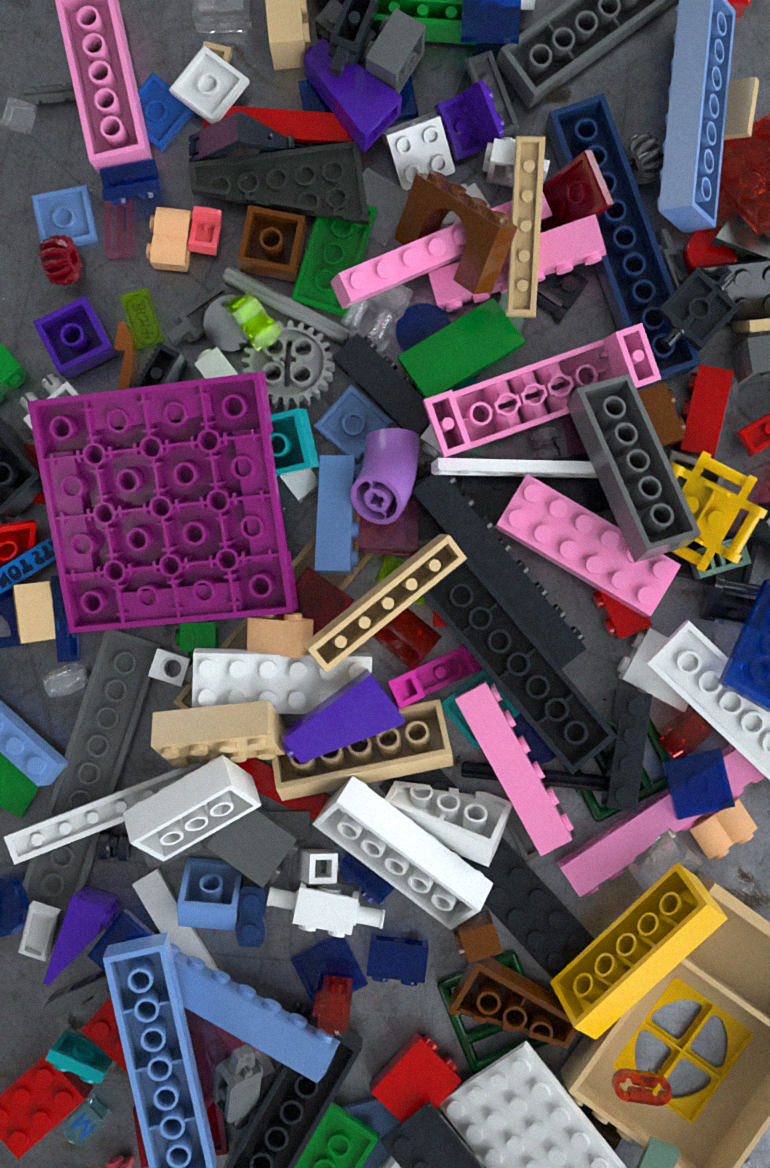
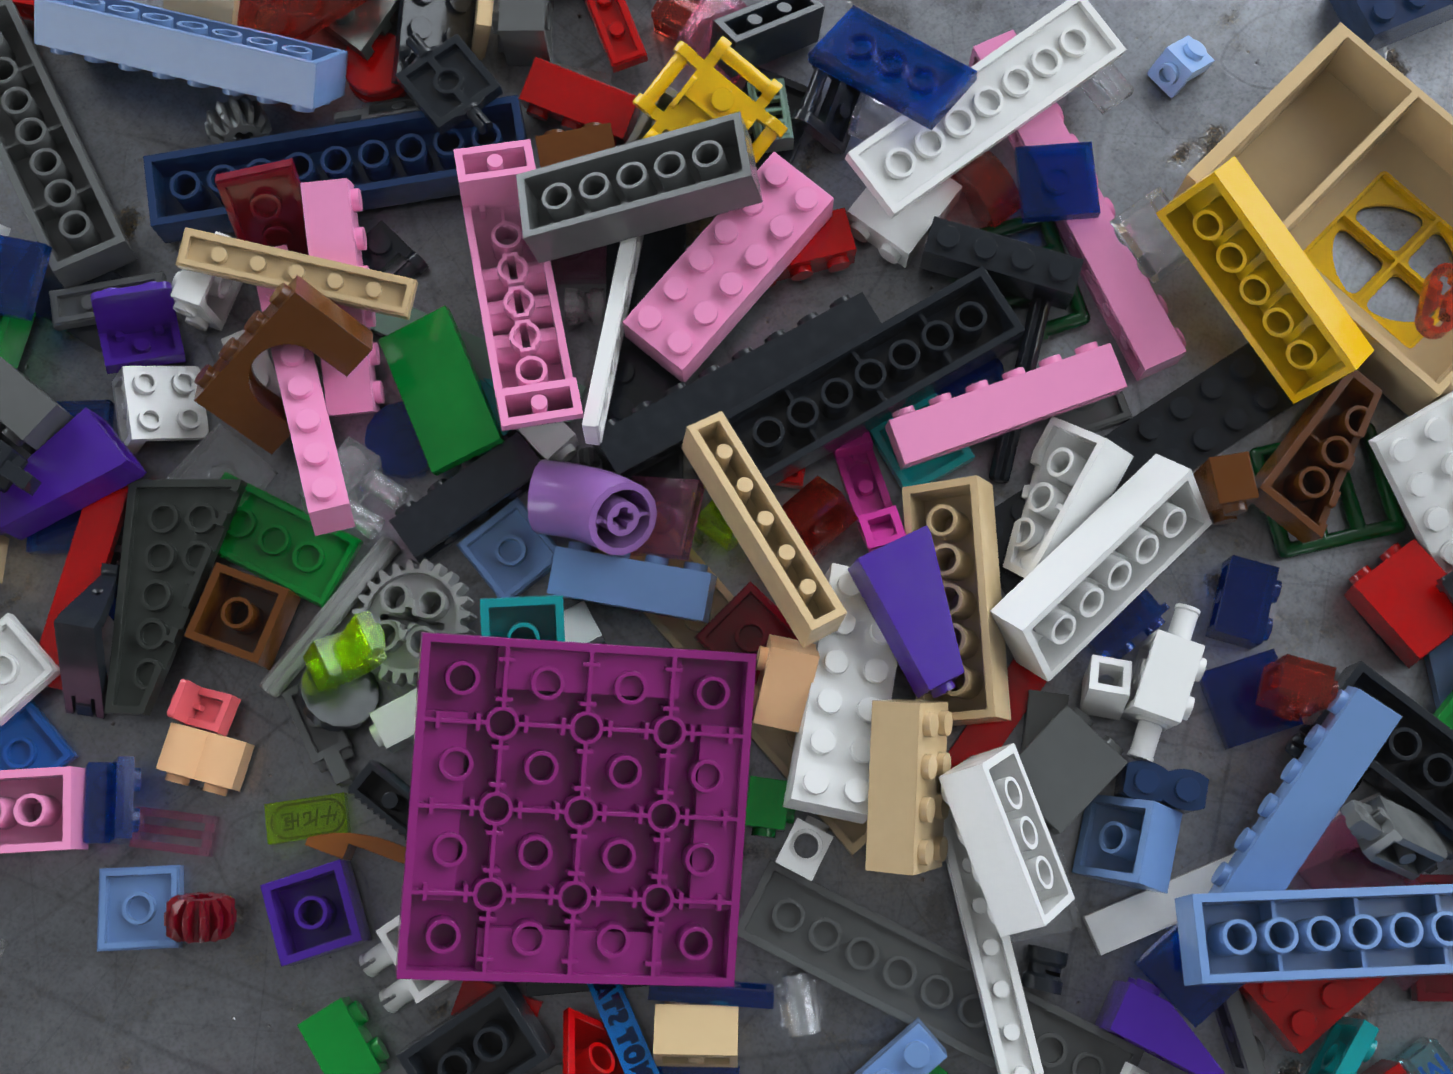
camera: 80 degrees left, 10 degrees down
(722, 829) = (1119, 167): light nougat brick -> none

